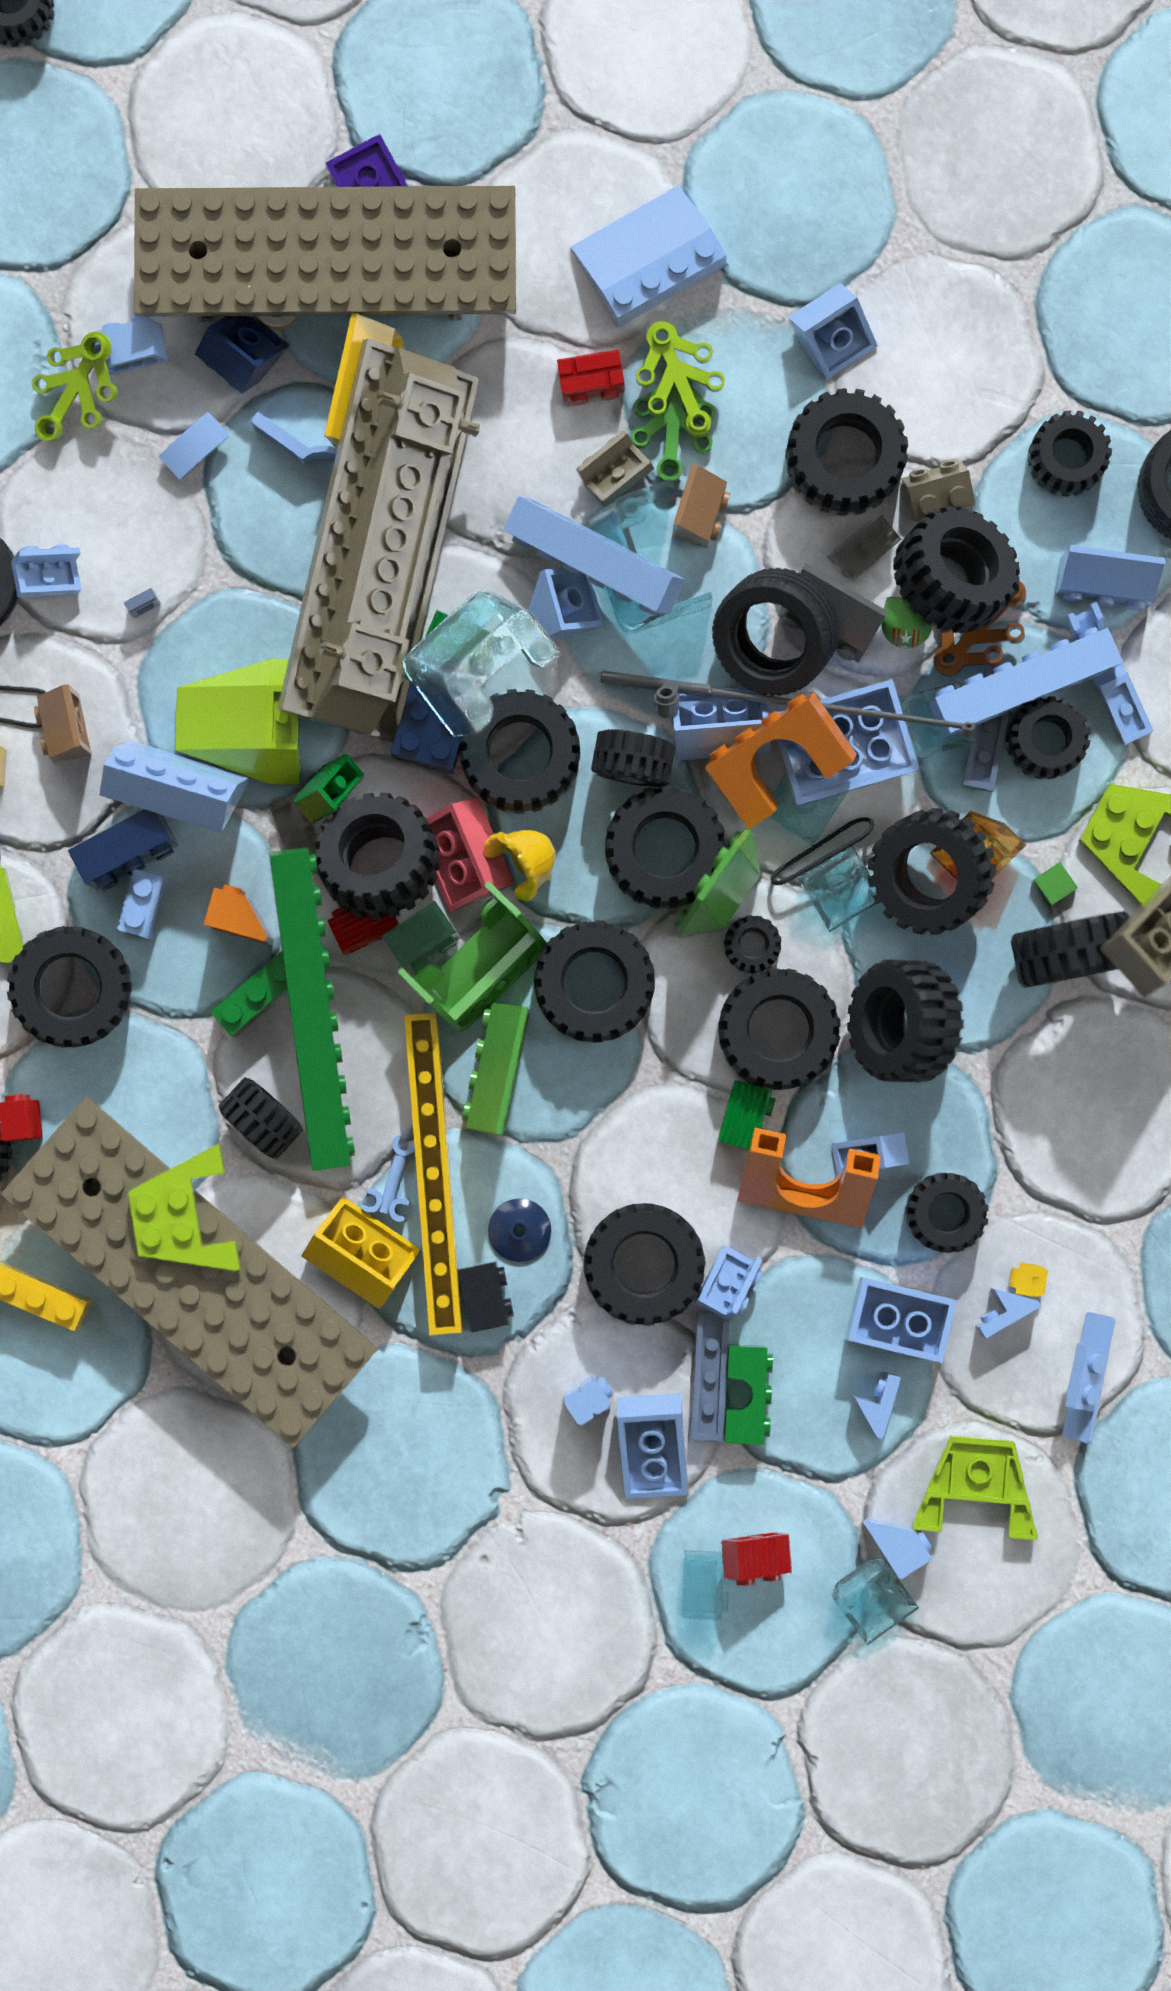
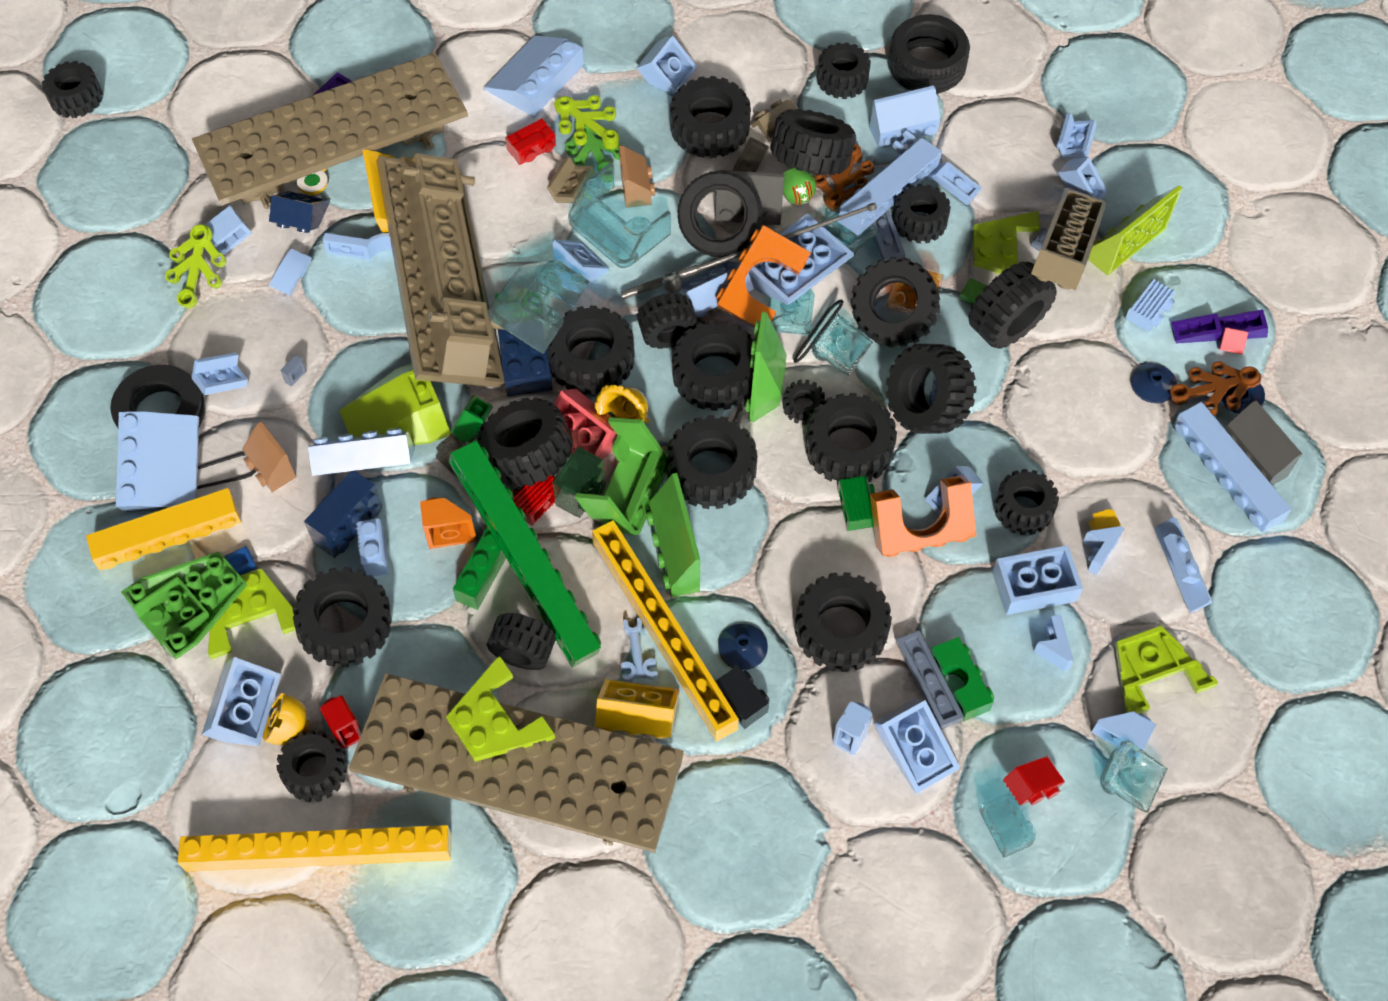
camera: 30 degrees left, 25 degrees down
(593, 555) = (583, 219): light blue brick -> none
(728, 1283) = (908, 610): light blue bracket -> none

